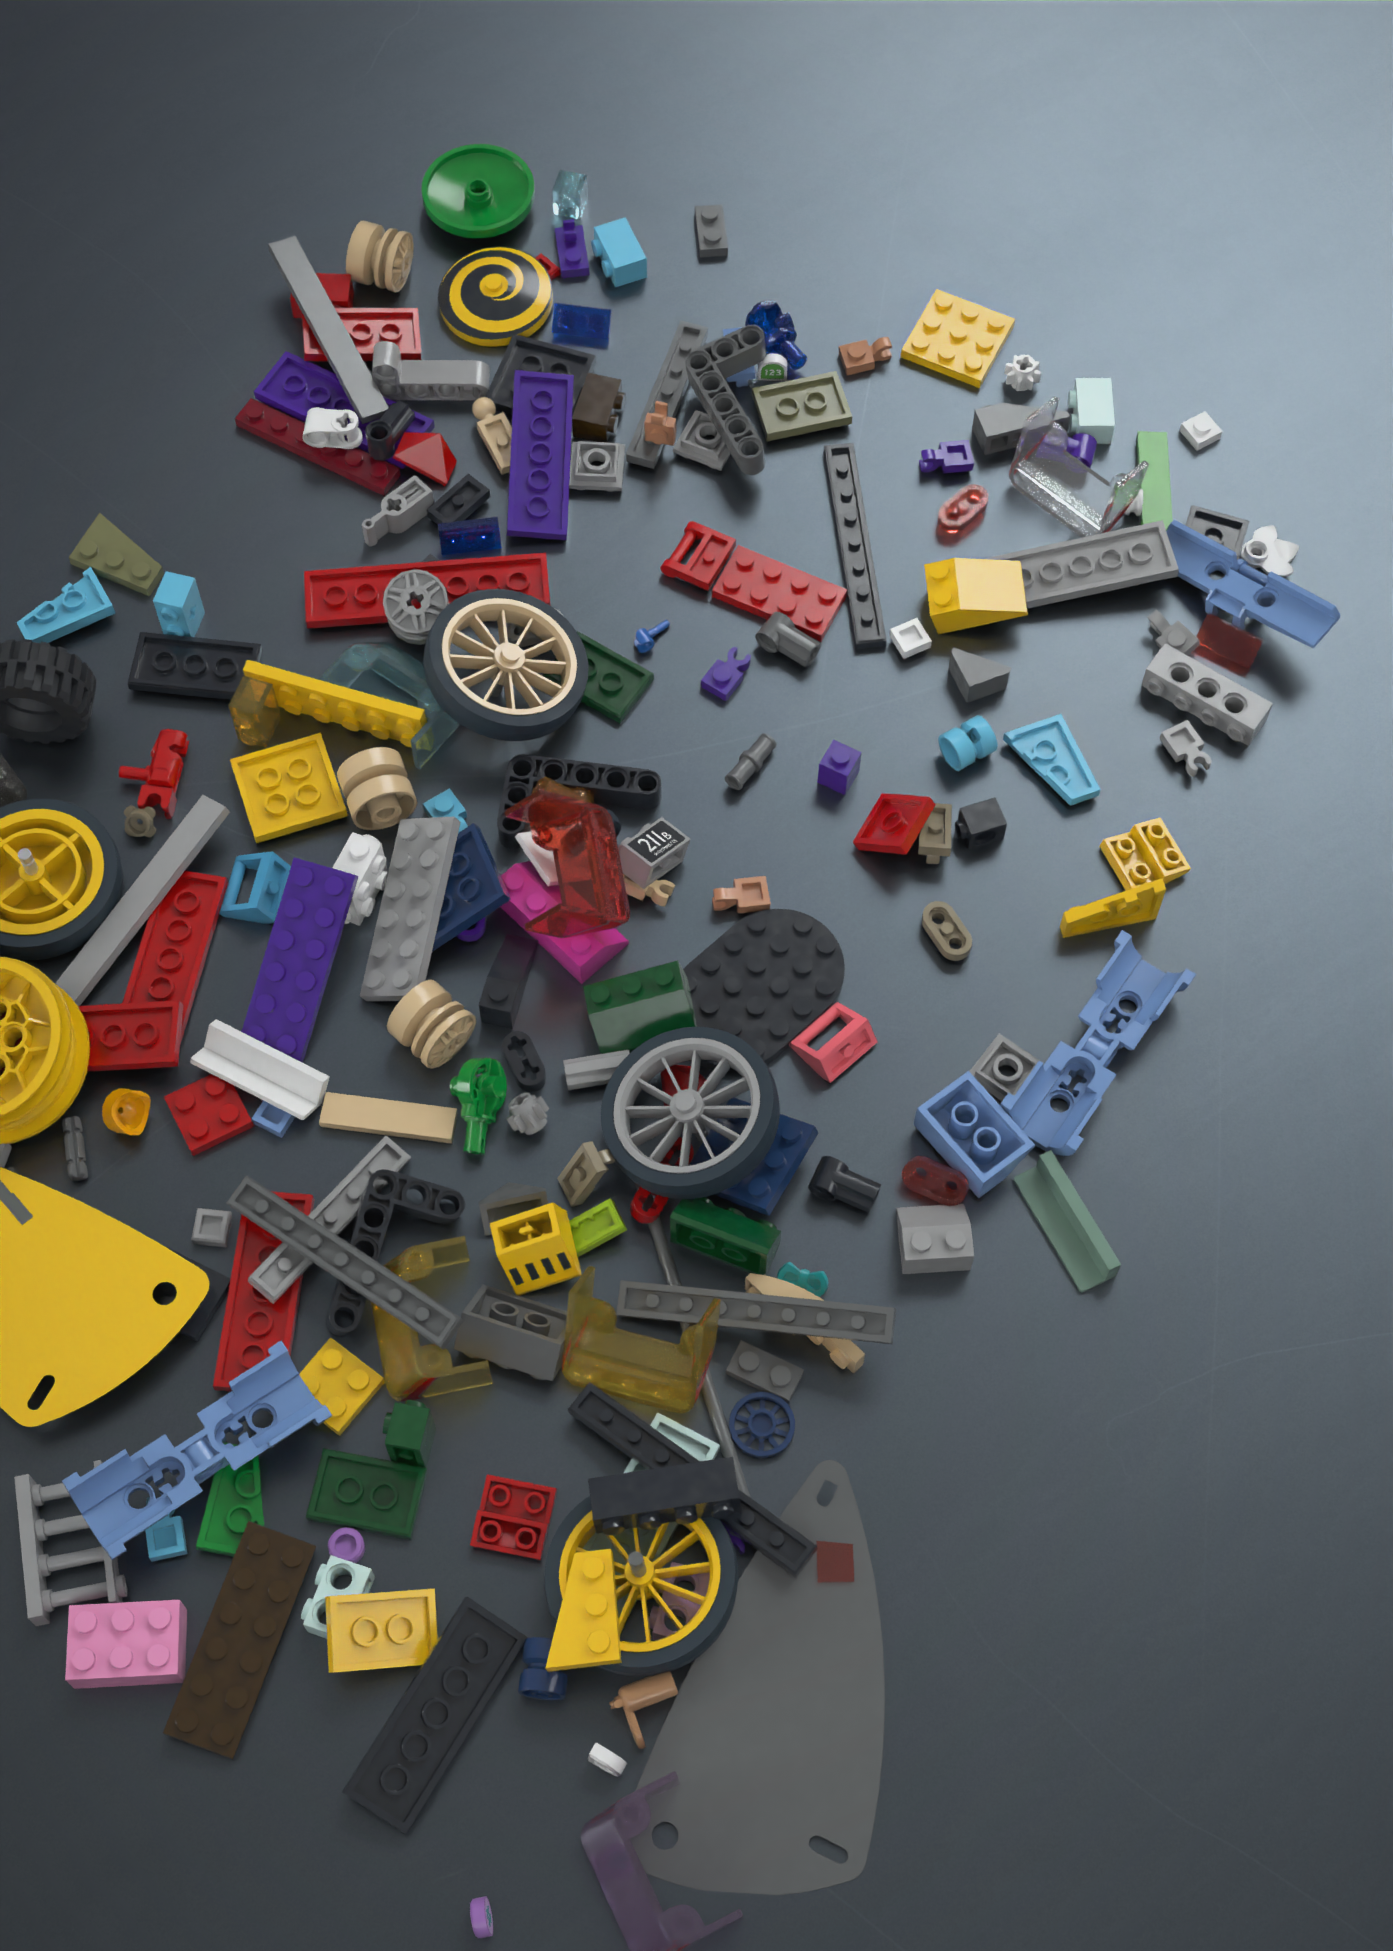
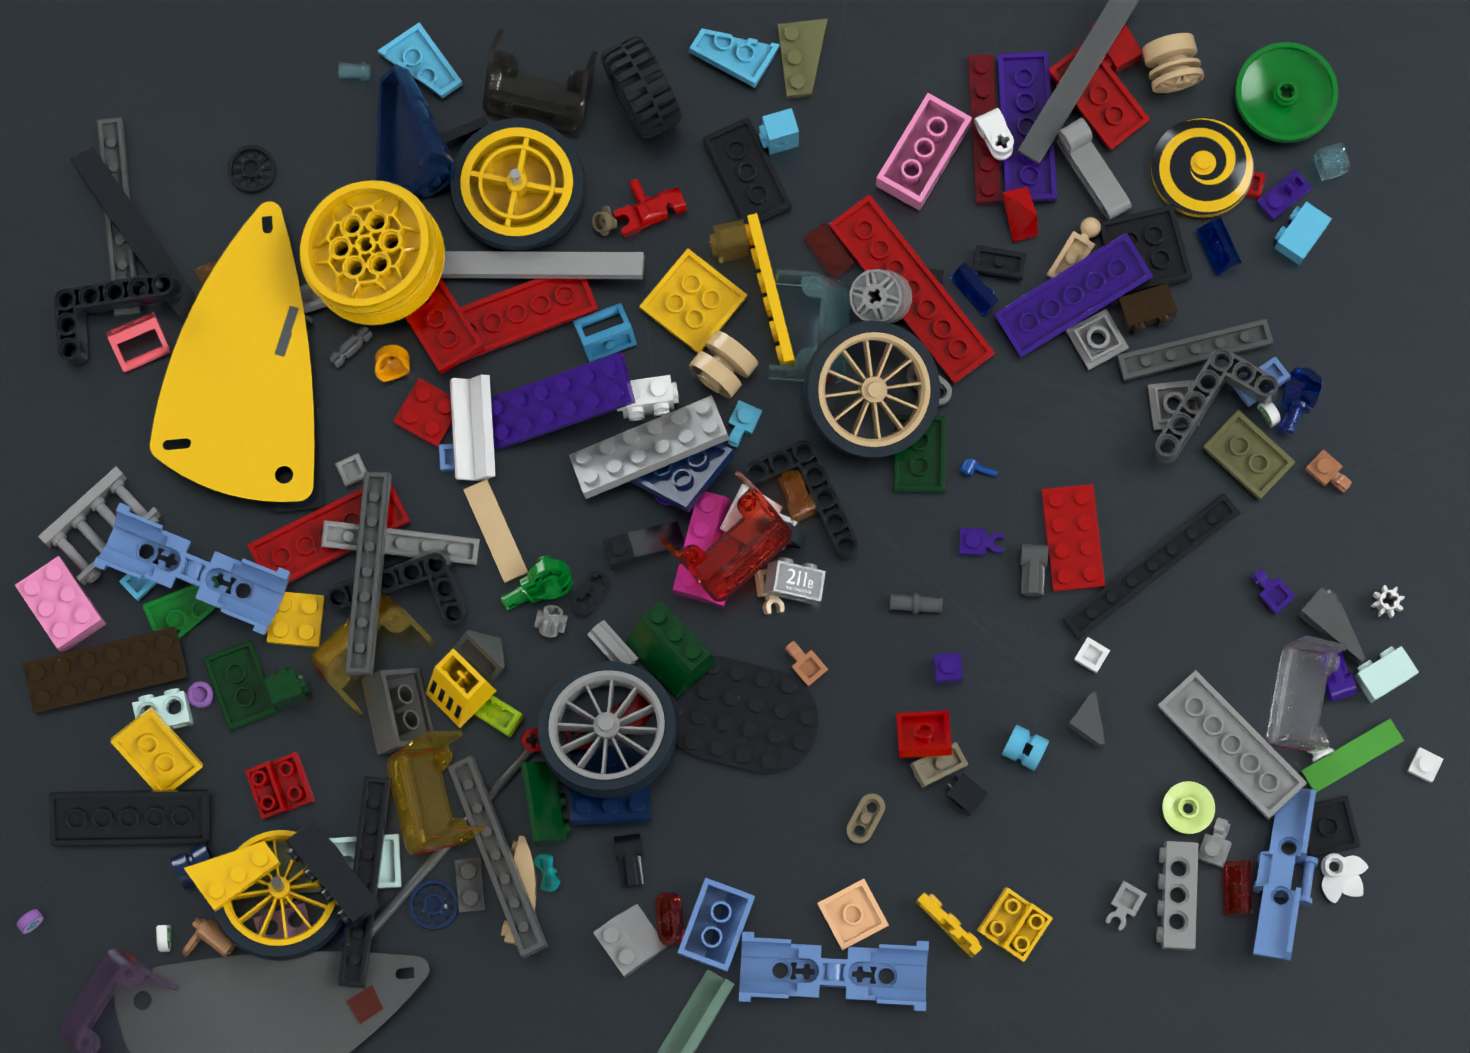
camera: 60 degrees right, 15 degrees up
(300, 500) = (923, 151): none -> bright pink brick
(328, 641) = (829, 250): none -> clear red plate
(386, 431) = (1024, 174): black piece -> none
(399, 510) = (975, 227): light grey piece -> none
(431, 1023) = (571, 523): tan wheel -> none
(584, 1172) = (527, 685): dark tan plate -> none
(659, 427) = (1148, 367): nougat plate -> none
(706, 560) = (1066, 469): red plate -> none
(711, 230) = (1373, 286): dark grey plate -> none
(840, 1050) = (731, 801): coral tile -> none
(957, 338) = (1393, 533): yellow plate -> none
(960, 510) = (1232, 626): clear red plate -> none
(974, 592) = (1155, 680): yellow slope -> none
(1000, 1053) = (794, 908): light grey piece -> none
(1042, 999) = (853, 914): none -> light nougat plate
(1056, 757) = (1056, 816): medium azure wing -> none
(1122, 628) = (1202, 807): none -> yellowish green dish

